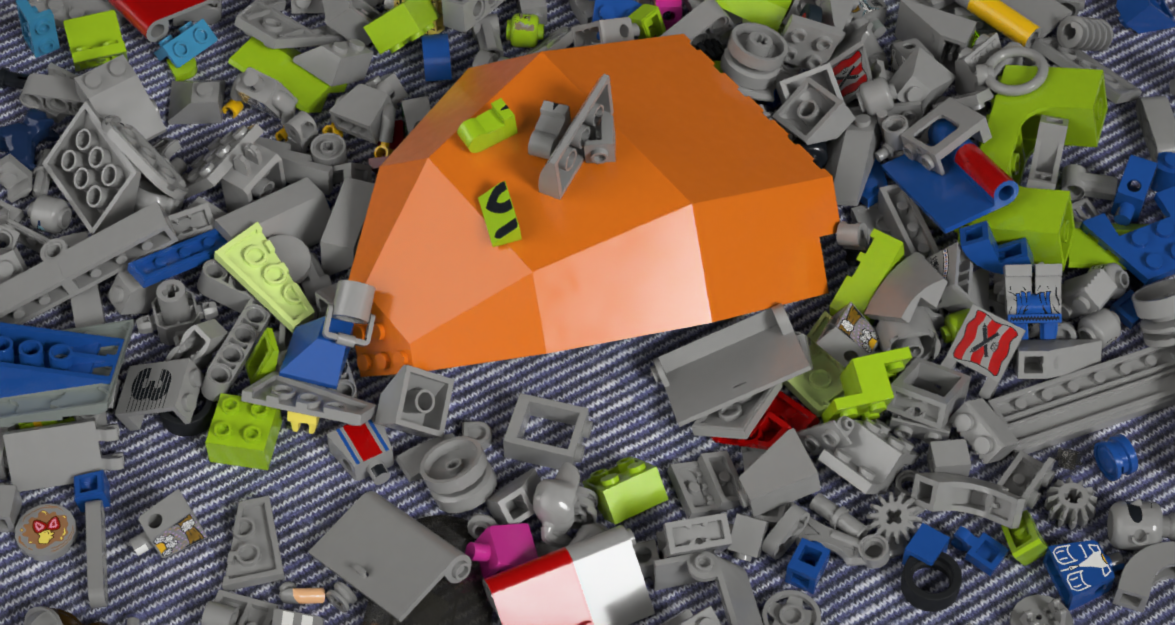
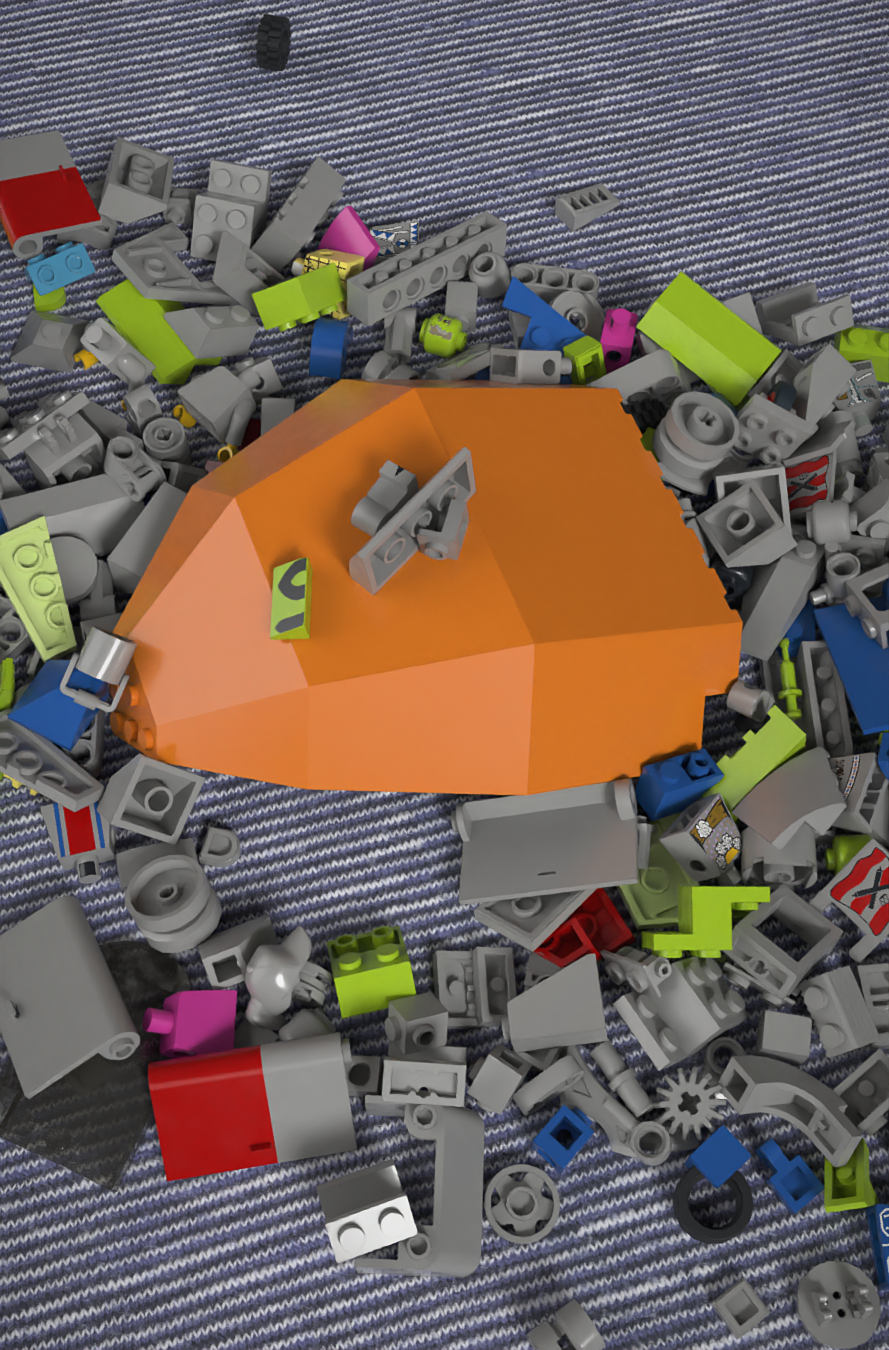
camera: 15 degrees right, 10 degrees up
(311, 174) = (132, 468): none -> light grey piece
(479, 523) = (182, 977): light grey plate -> none
(488, 127) = (312, 478): lime leg -> none
(542, 454) = (272, 847): light grey window -> none
(671, 508) = (417, 1023): none -> light grey brick
(816, 304) = (676, 783): none -> blue slope
(875, 214) = (788, 681): none -> lime piece

